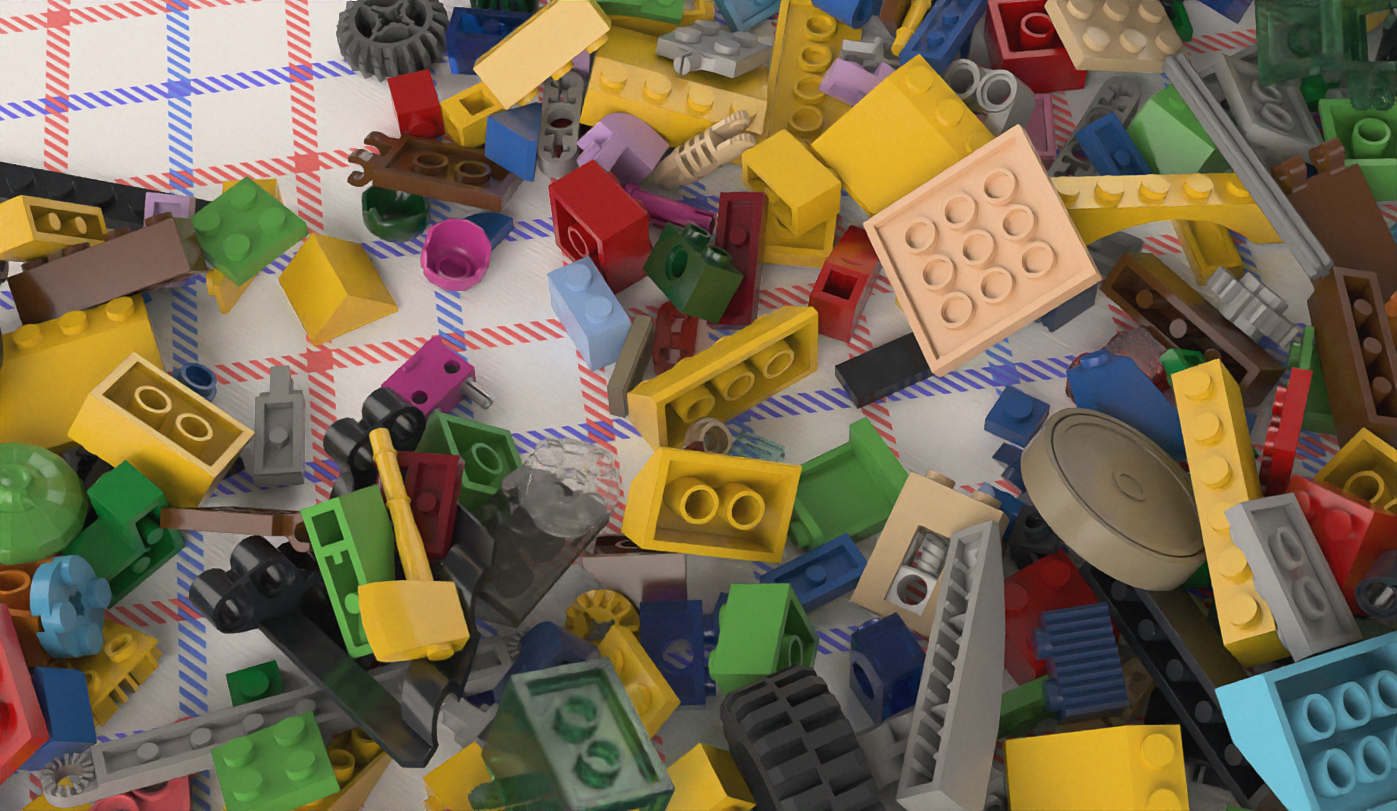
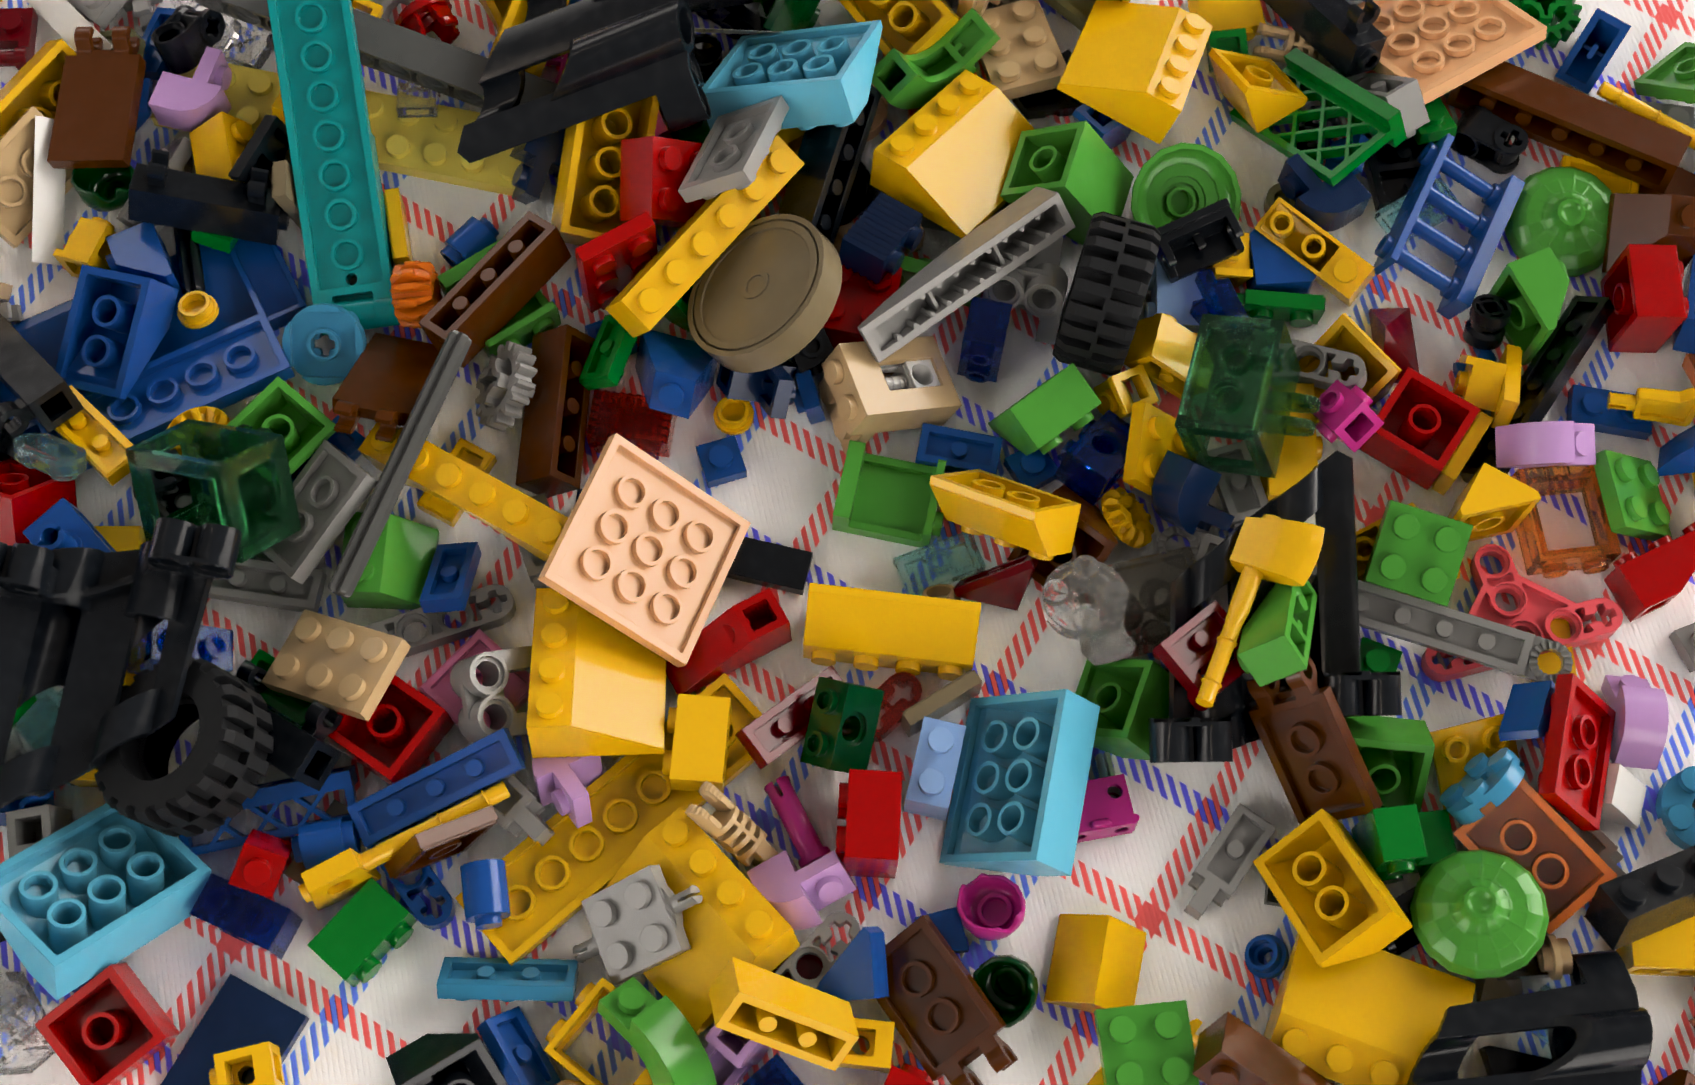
camera: 145 degrees left, 15 degrees up
(166, 606) = (1396, 755): none -> bright green slope
(501, 340) = (1021, 783): none -> medium azure slope
(692, 723) = (1116, 396): none -> yellow brick

